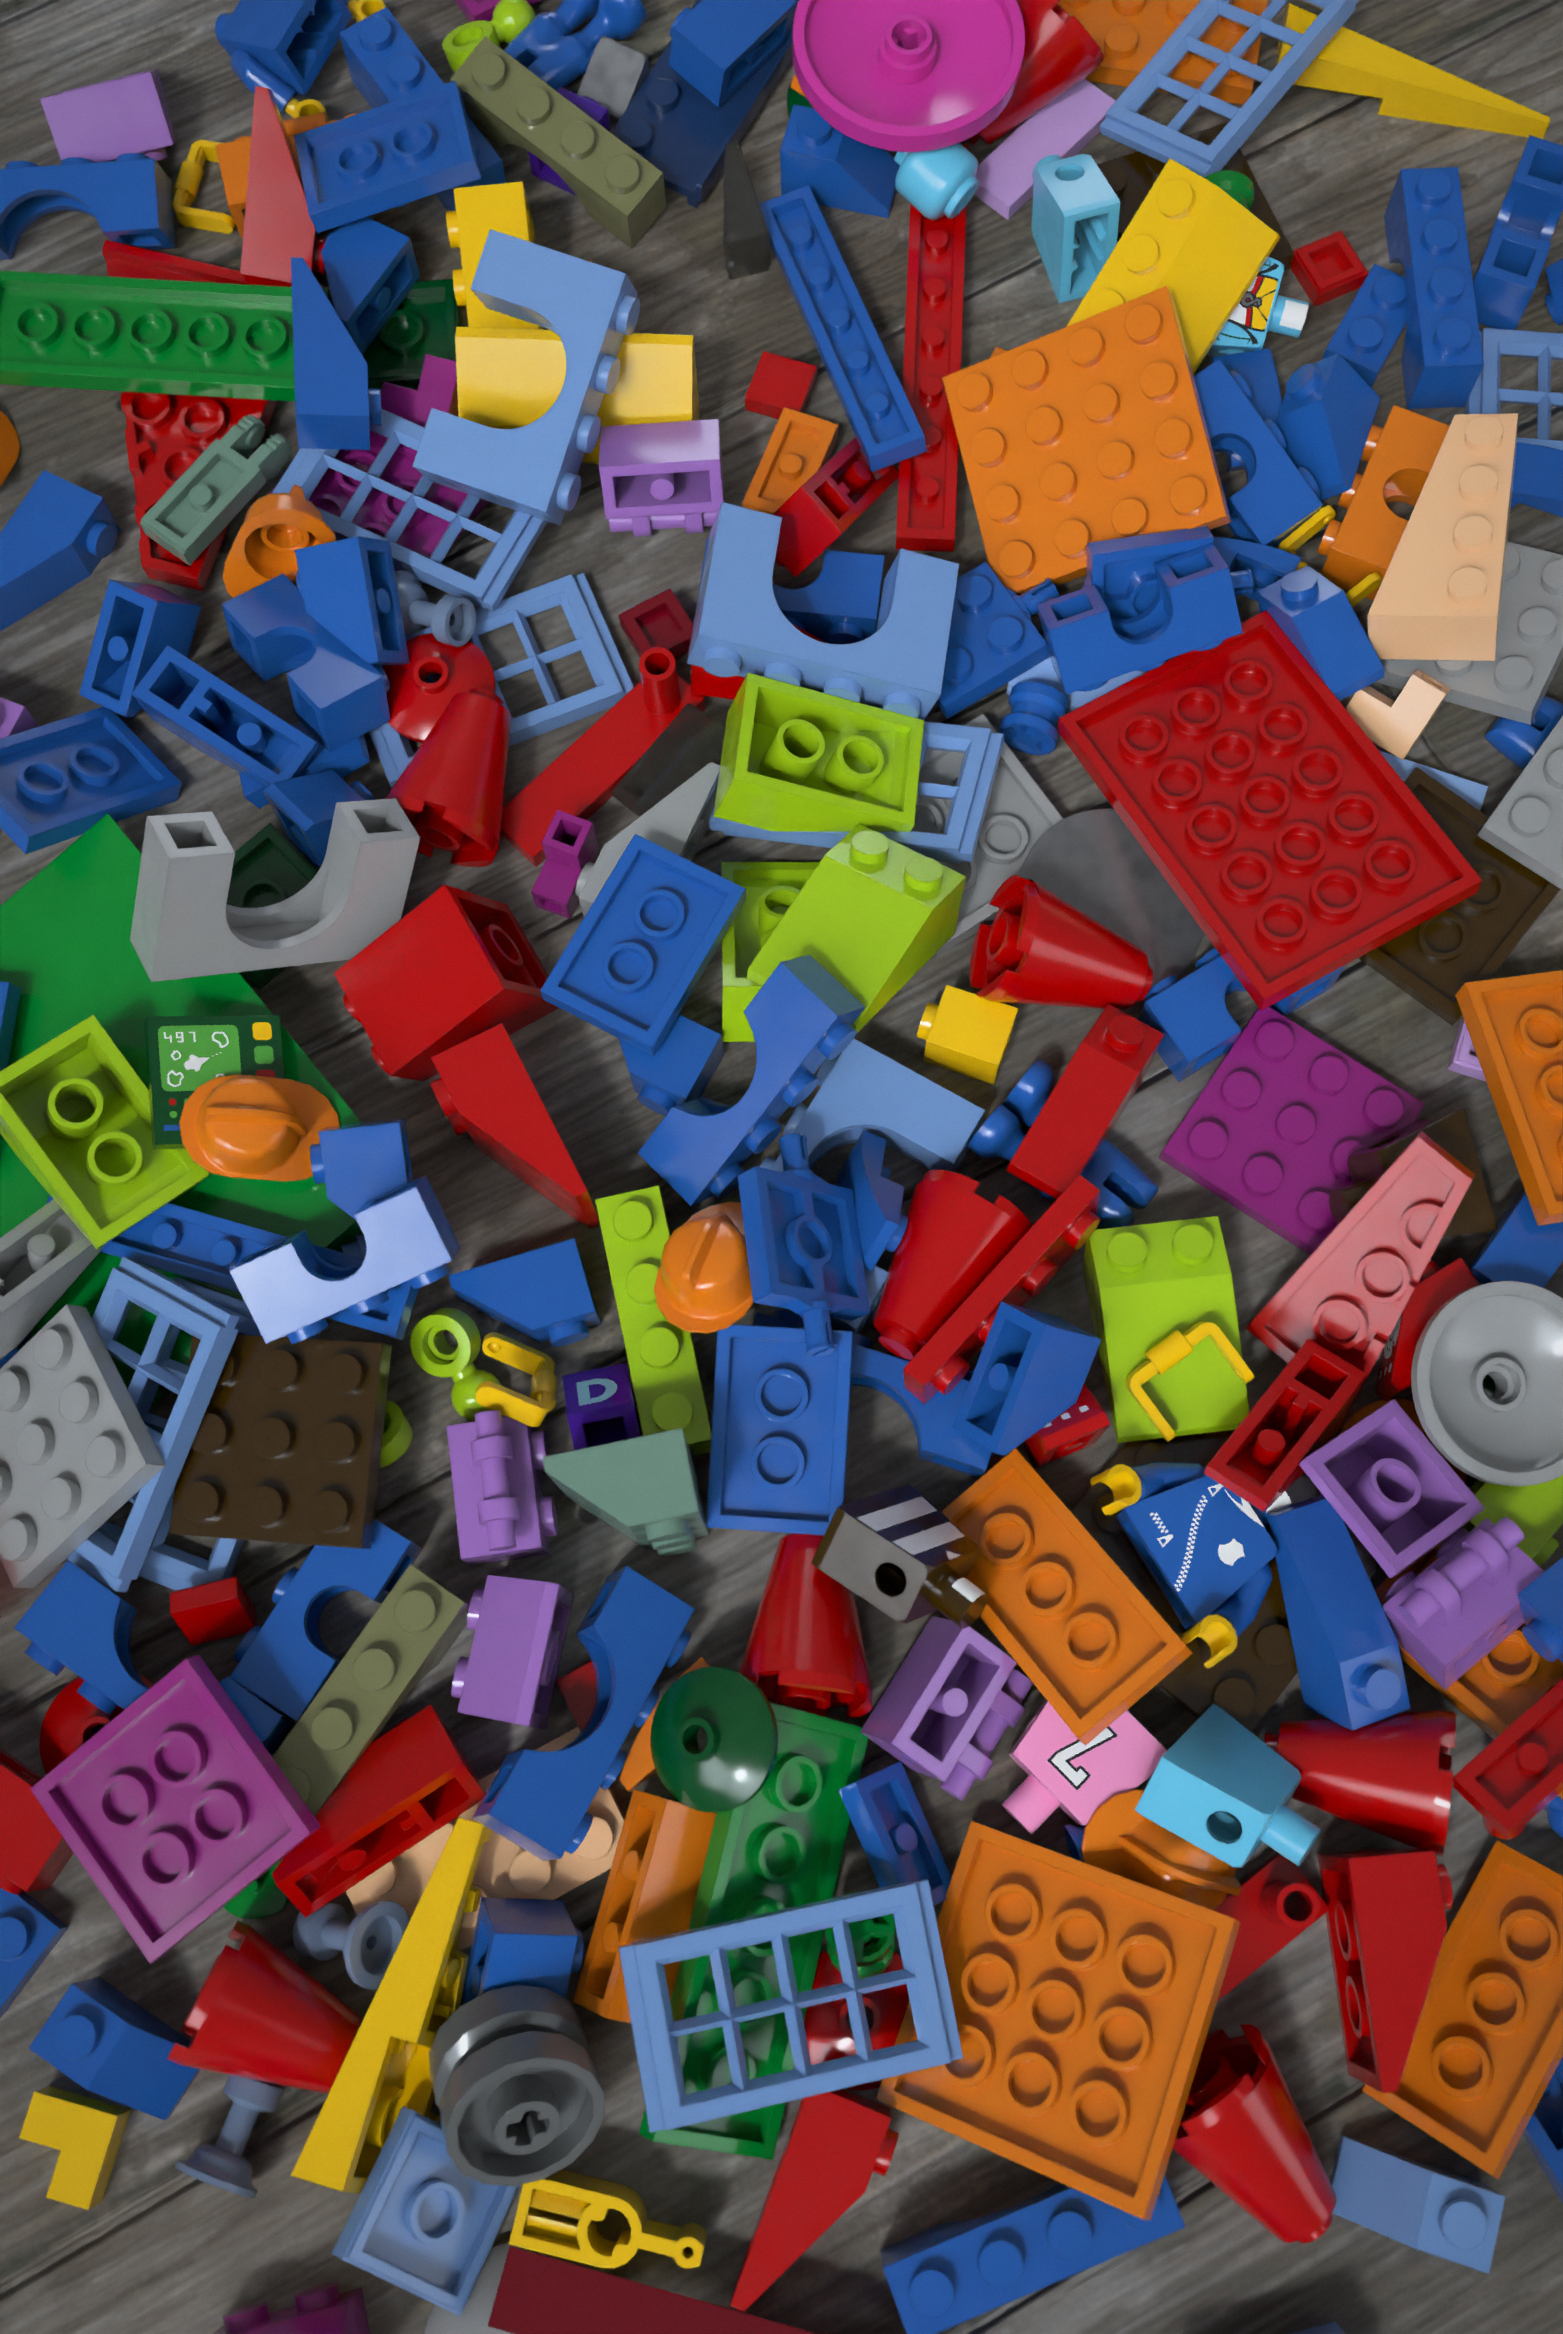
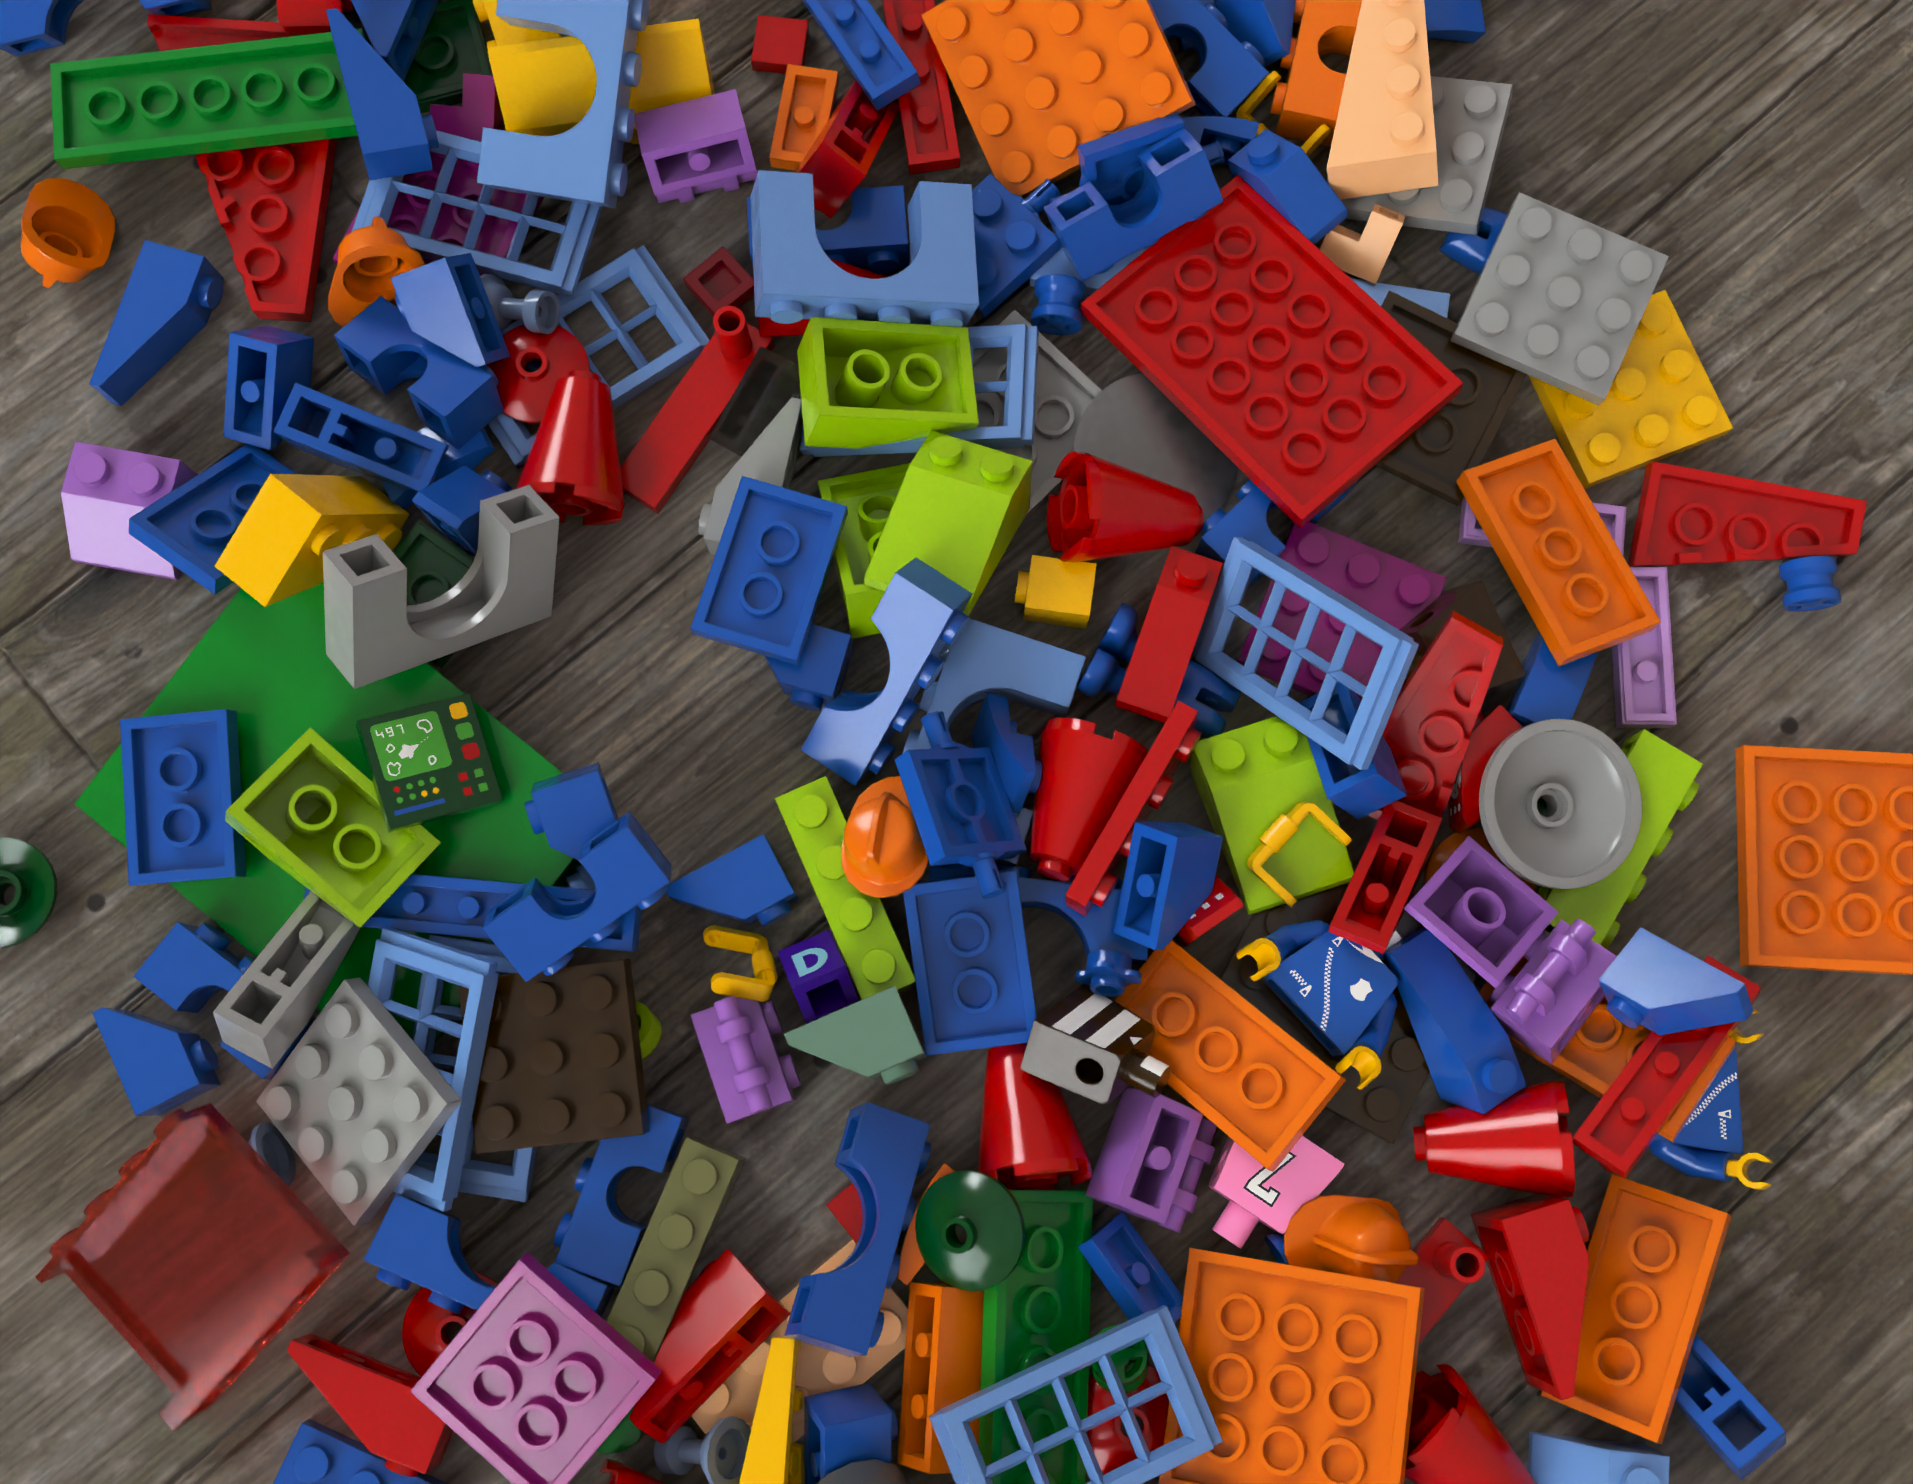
camera: 15 degrees left, 5 degrees up
(103, 805) = (294, 521): none -> yellow wedge
(213, 1610) = (526, 1208): red tile -> none
(215, 489) = (302, 230): sand green hinge -> none
(255, 1127) = (472, 795): orange piece -> none
(442, 979) = (603, 635): red slope -> none
(443, 1360) = (684, 956): lime plate -> none
(494, 1099) = (672, 730): red slope -> none
(513, 1650) = (786, 1191): medium lavender slope -> none
(567, 848) = (684, 496): magenta piece -> none
(938, 1475) = (1108, 973): none -> blue plate
(1227, 1793) = (1394, 1185): medium azure torso -> none
(1271, 1275) = (1345, 785): none -> blue slope
(1310, 1209) = (1378, 696): none -> medium blue piece

